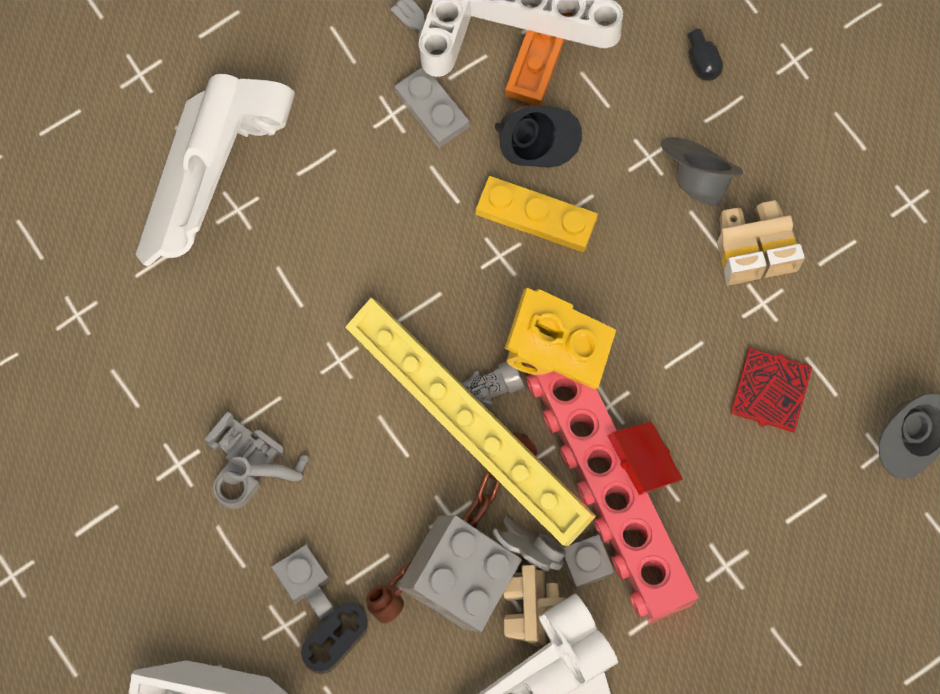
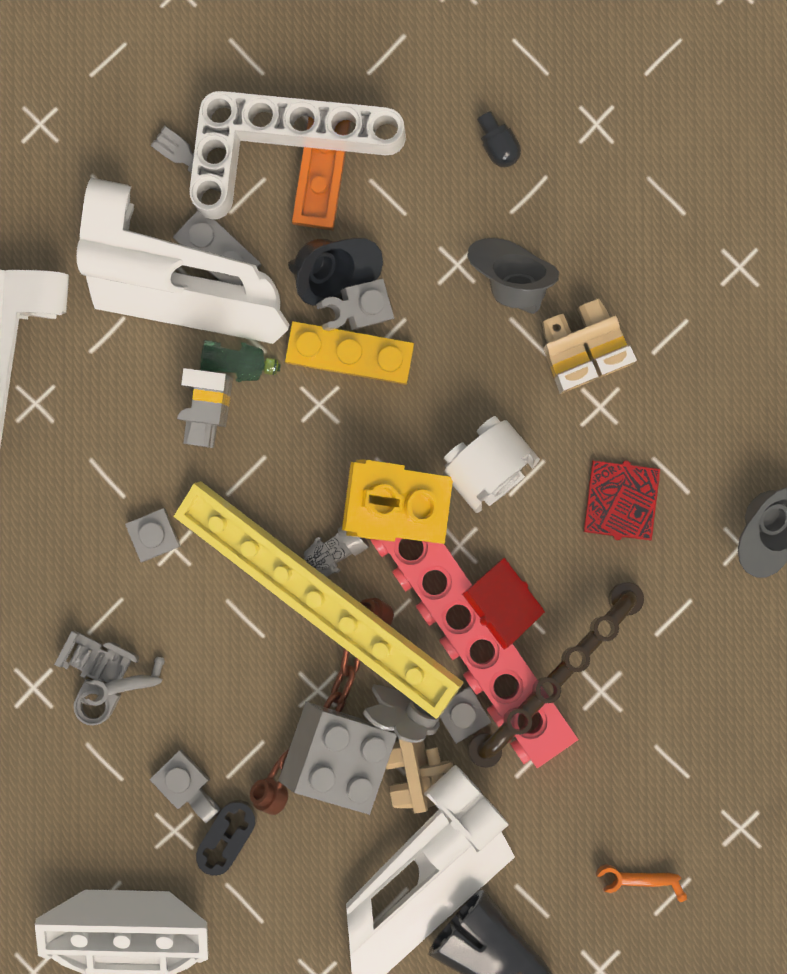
camera: 10 degrees left, 15 degrees up
(321, 343) = (153, 535): none -> light grey plate
(351, 113) = (138, 279): none -> white panel
(398, 229) = (208, 406): none -> light grey hips
(438, 204) = (246, 362): none -> clear green piece
(555, 171) = (361, 304): none -> light grey plate
(652, 326) = (489, 463): none -> white brick
(760, 482) = (624, 600): none -> dark brown bar

